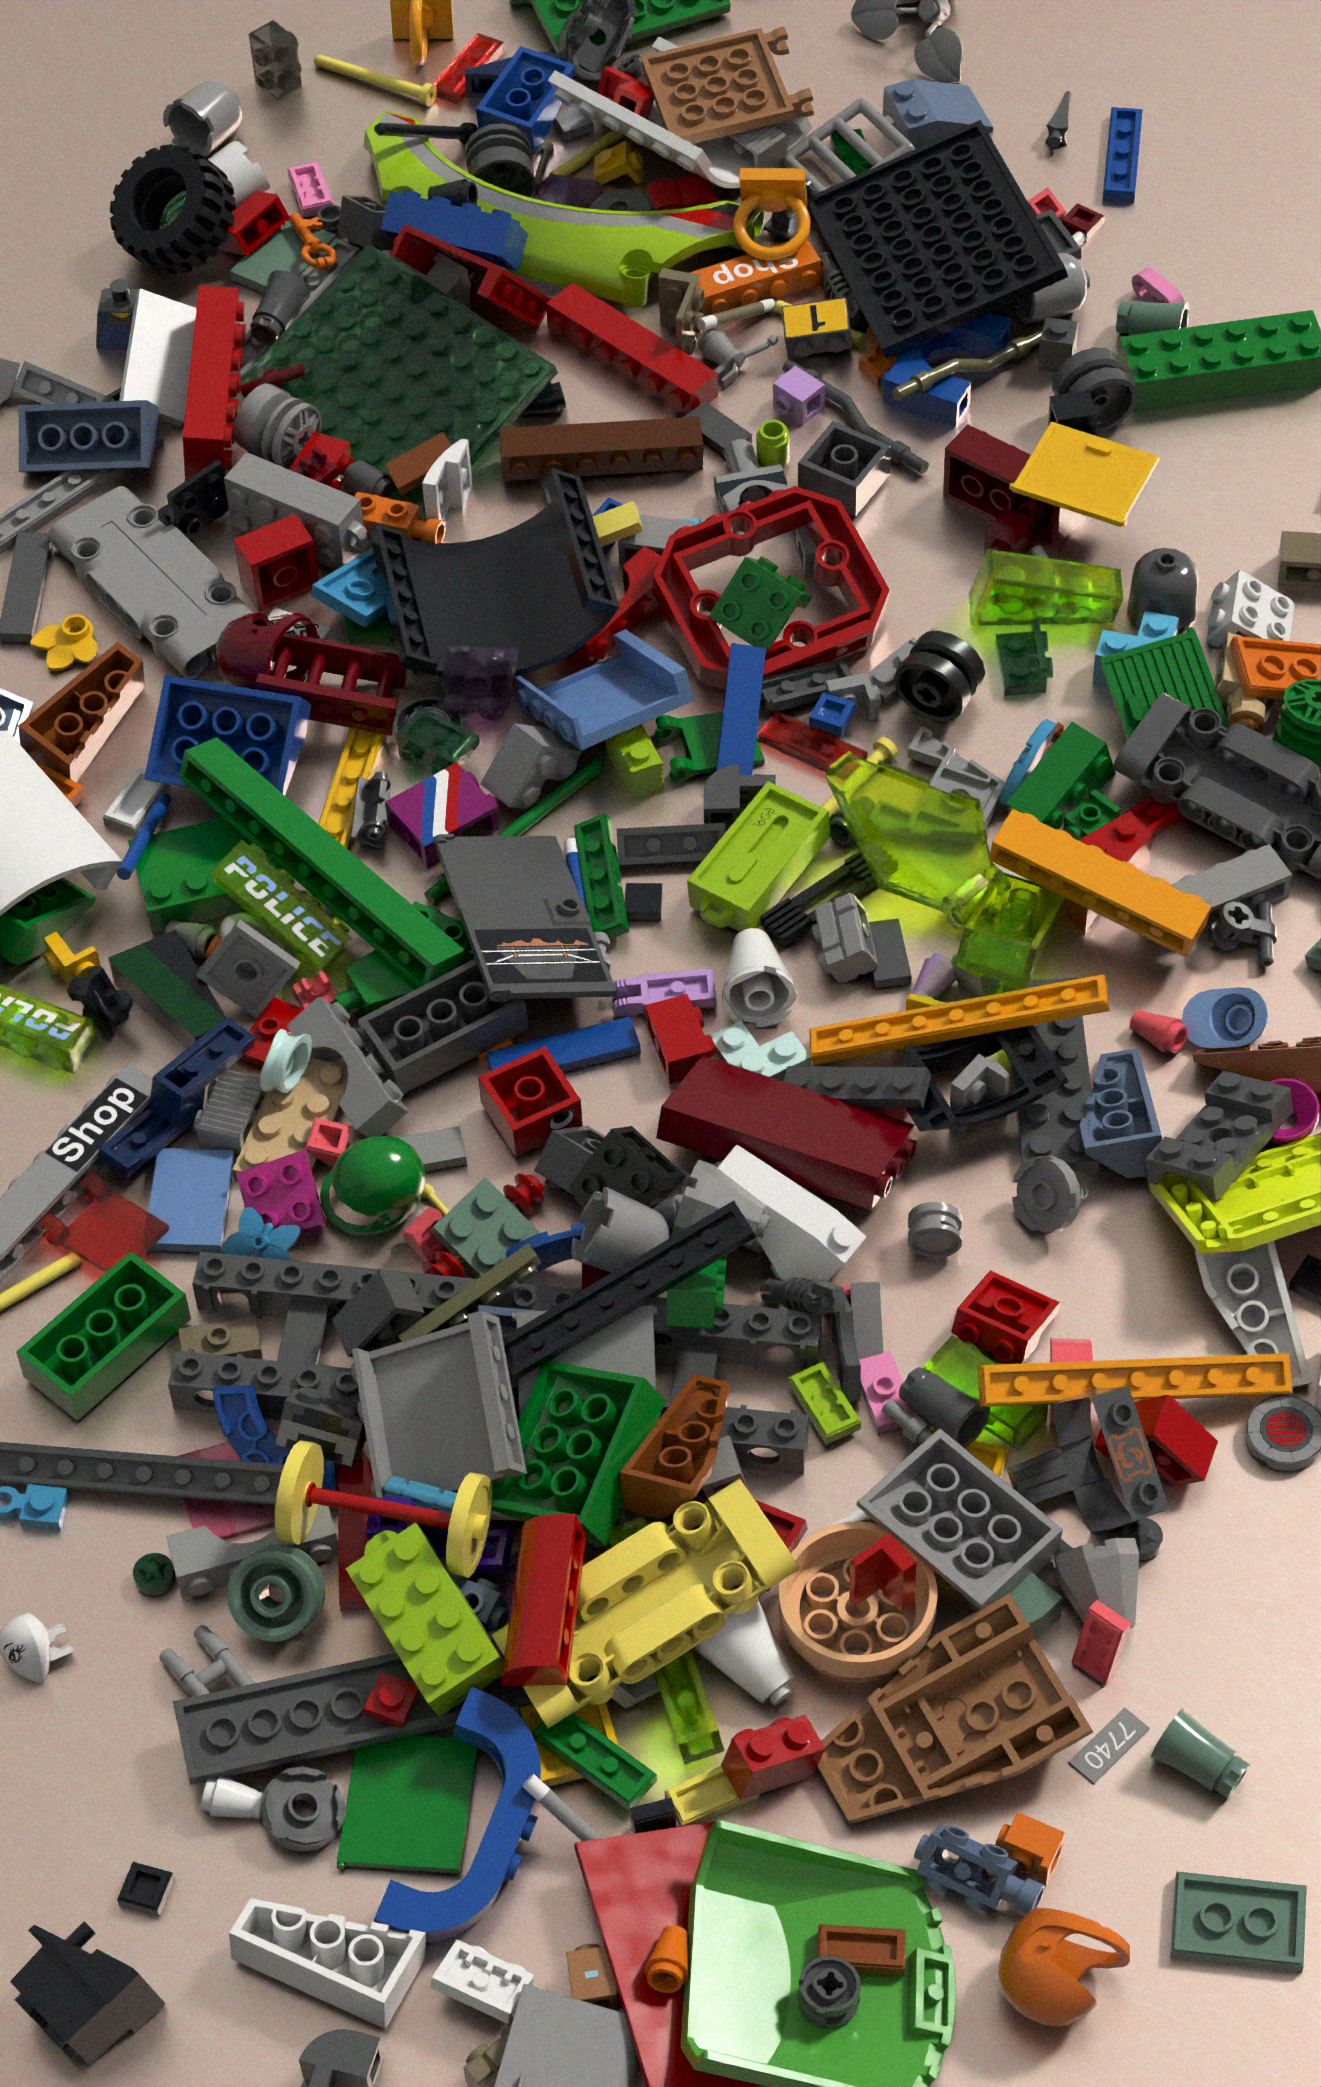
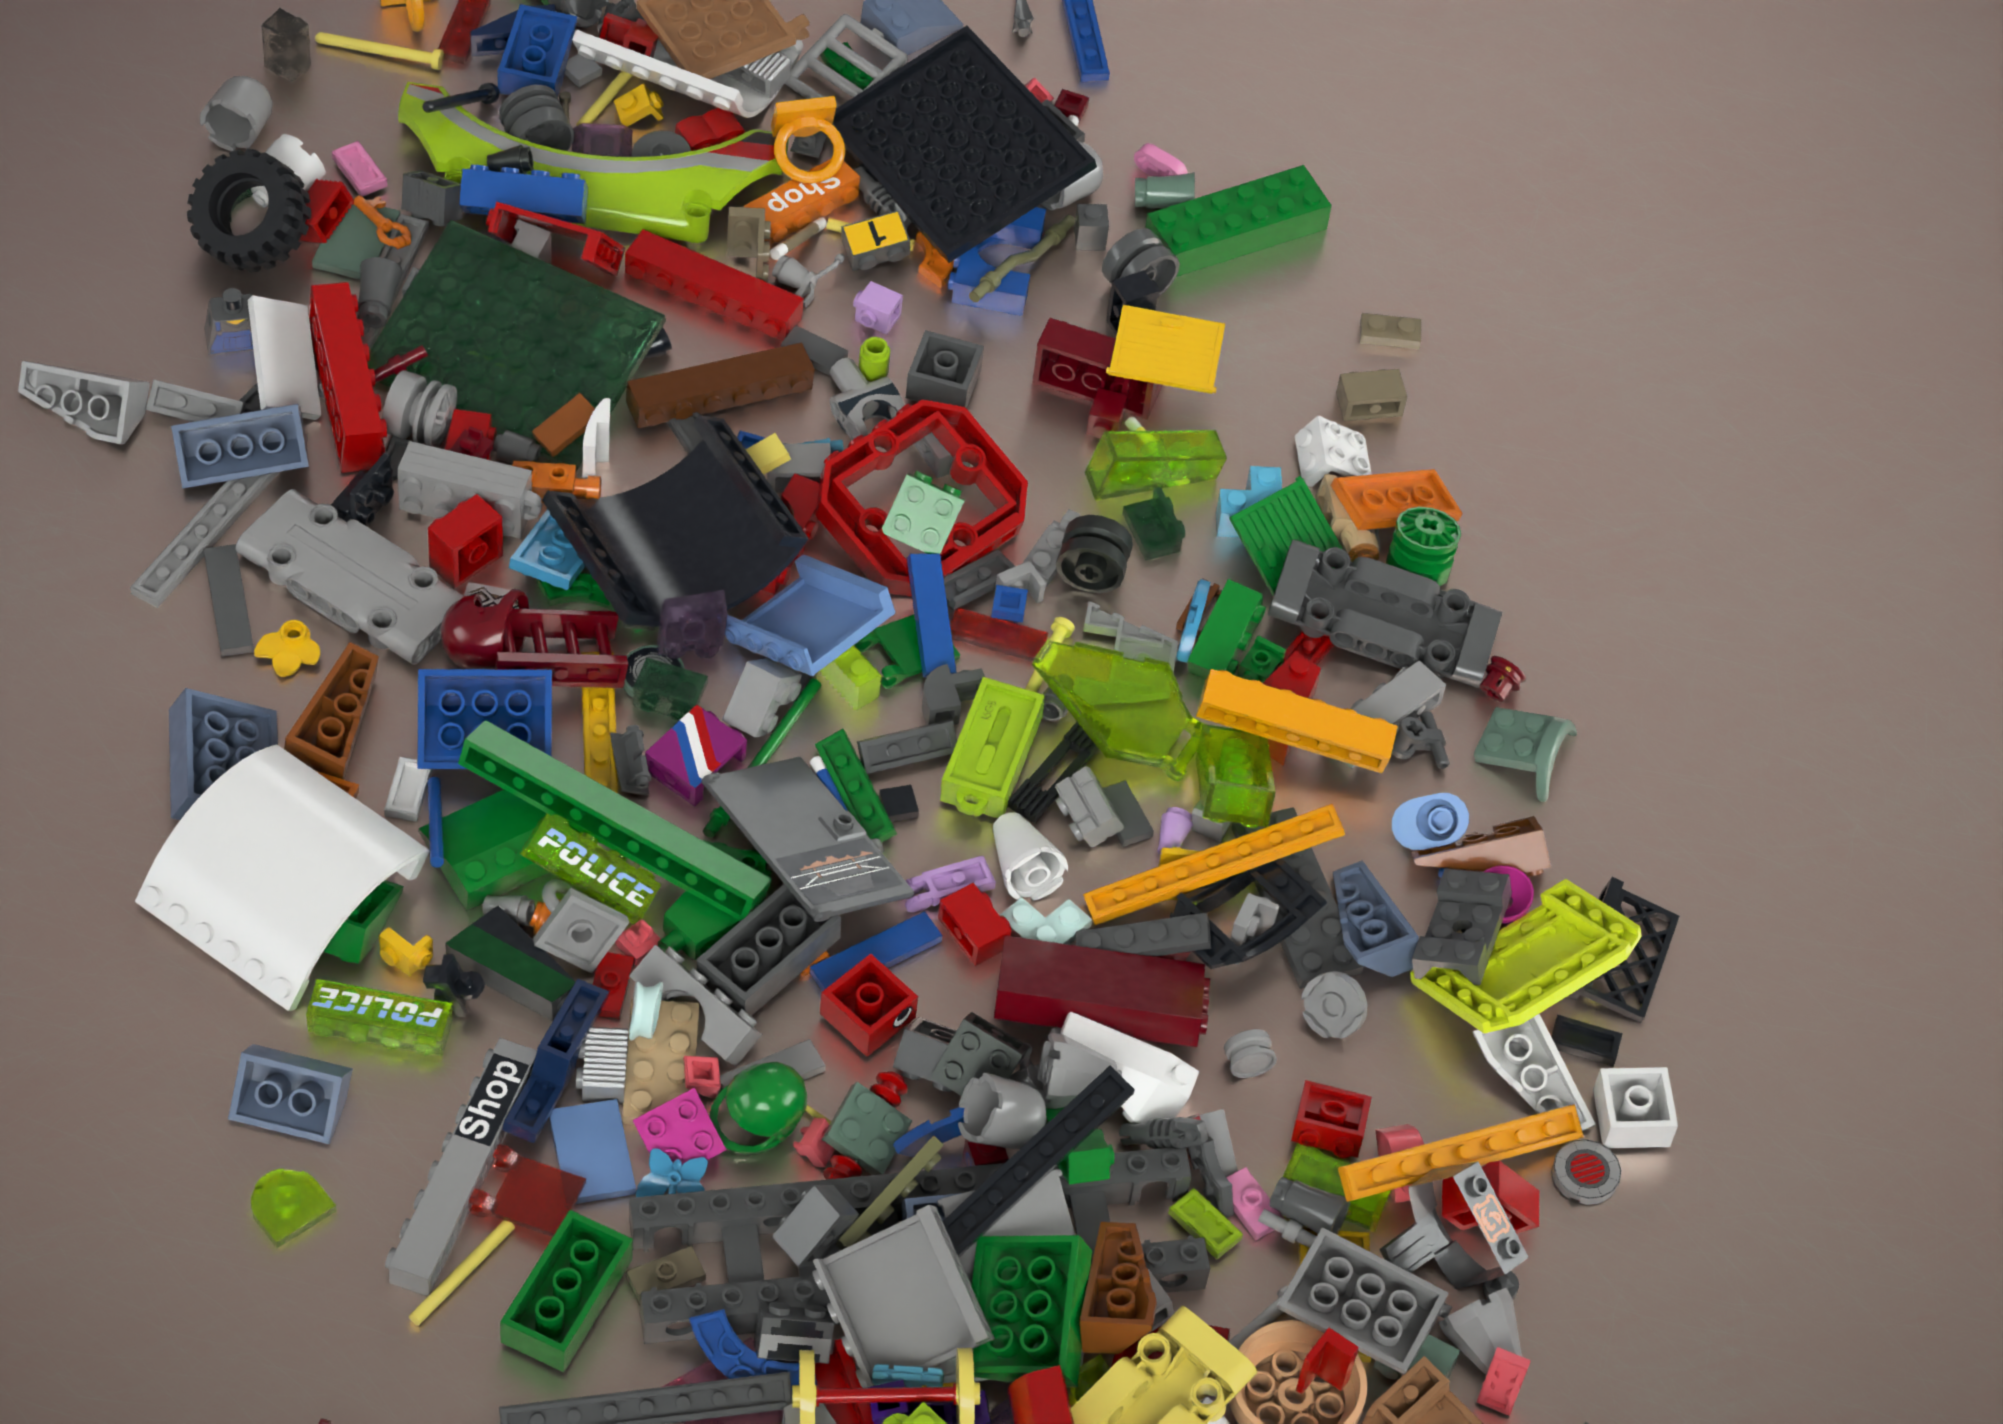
camera: 25 degrees left, 0 degrees up
(329, 216) = (390, 193): dark grey plate -> none
(900, 452) = (938, 324): dark grey bar -> none
(1162, 1031) = (1376, 841): coral cone -> none
(1164, 584) = (1256, 439): dark grey cylinder -> none

